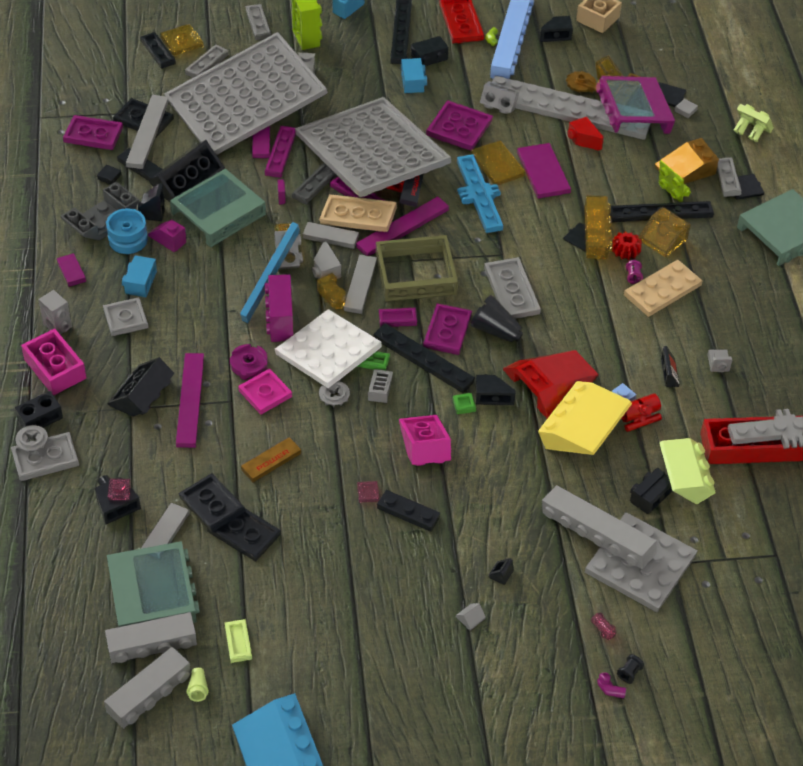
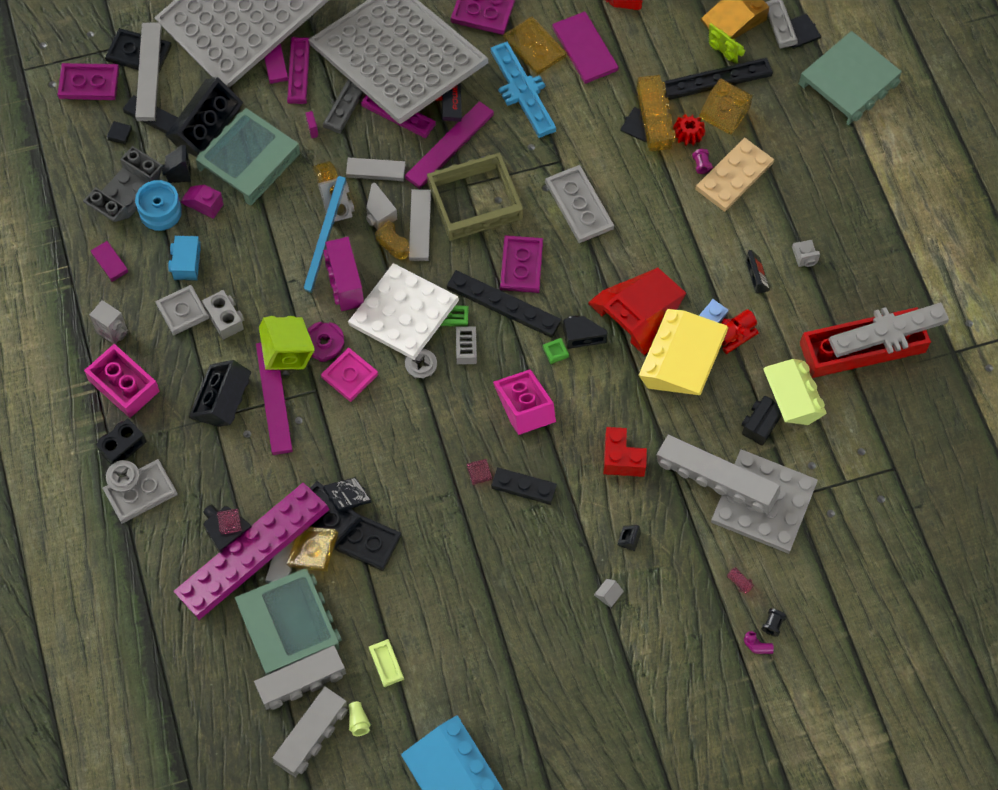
camera: 10 degrees left, 15 degrees up
(133, 520) = (251, 551): none -> magenta plate
(161, 325) = (220, 315): none -> light grey brick
(192, 526) = (313, 549): none -> clear yellow plate
(211, 355) = (285, 343): none -> lime slope
(236, 487) = (346, 494): none -> piece
(271, 459) = (373, 453): pearl gold tile -> none
(358, 213) = (406, 139): tan plate -> none
(398, 317) = (467, 259): magenta tile -> none
(496, 321) = (572, 249): black cone -> none
(506, 500) = (622, 459): none -> red brick

